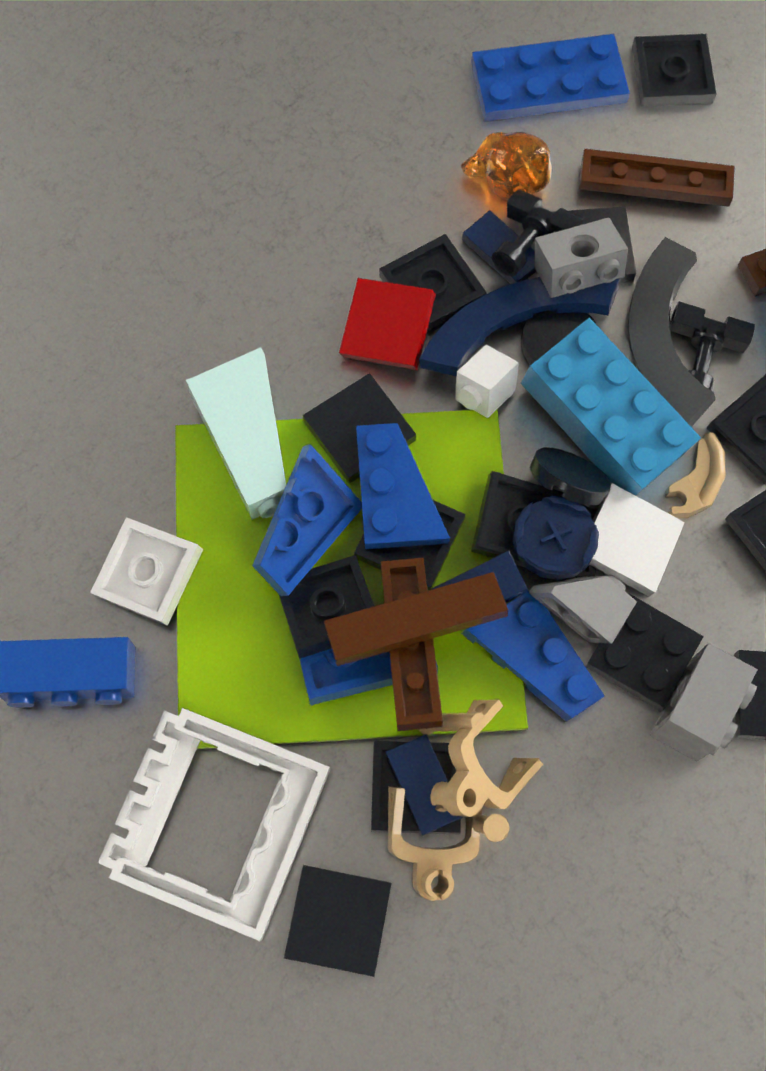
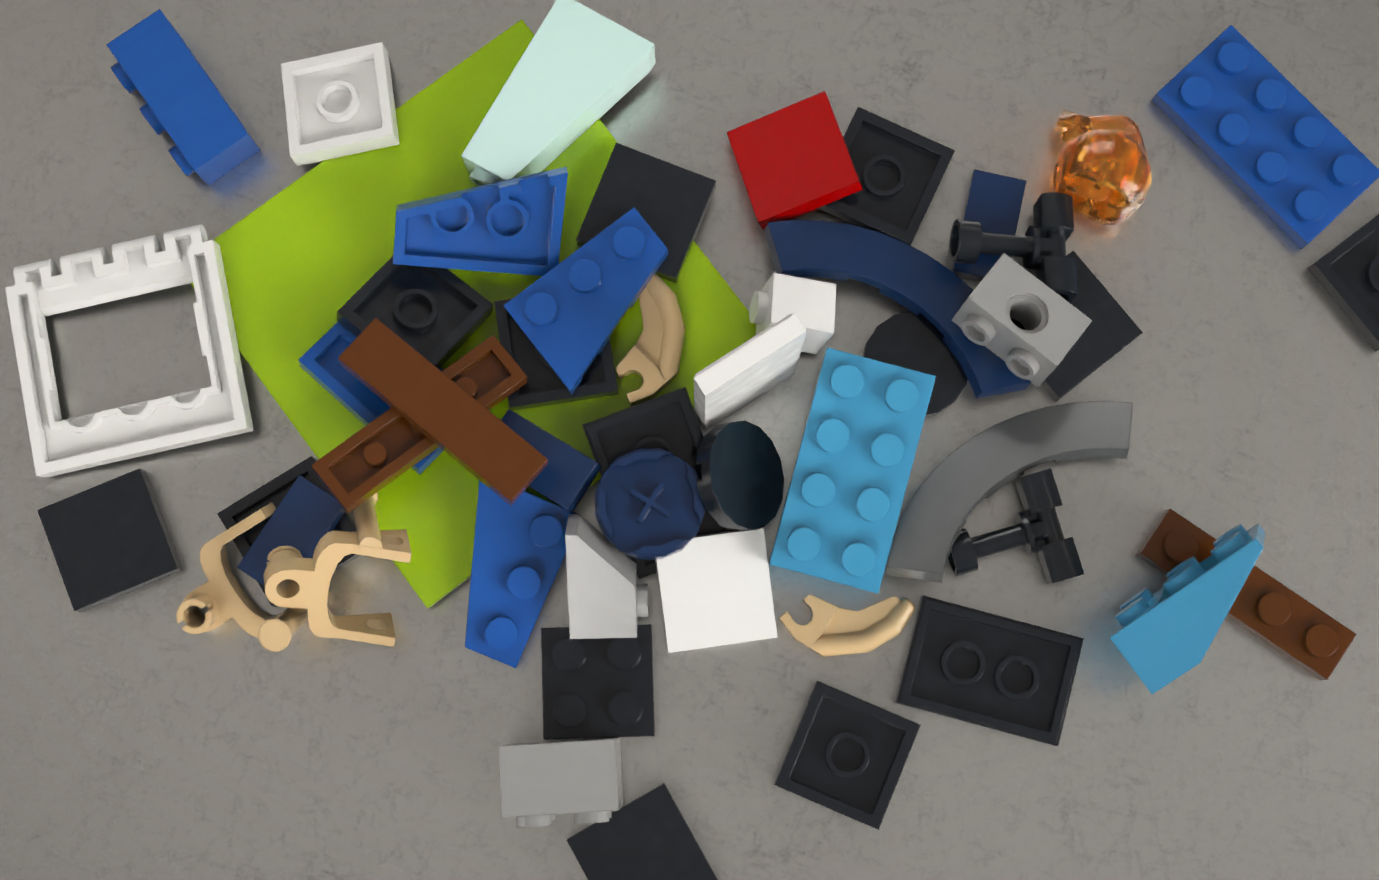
camera: 60 degrees right, 10 degrees up
(451, 473) = (660, 345): none -> tan piece
(521, 410) = (748, 371): none -> white tile
(657, 177) = (1210, 345): reddish brown plate -> none

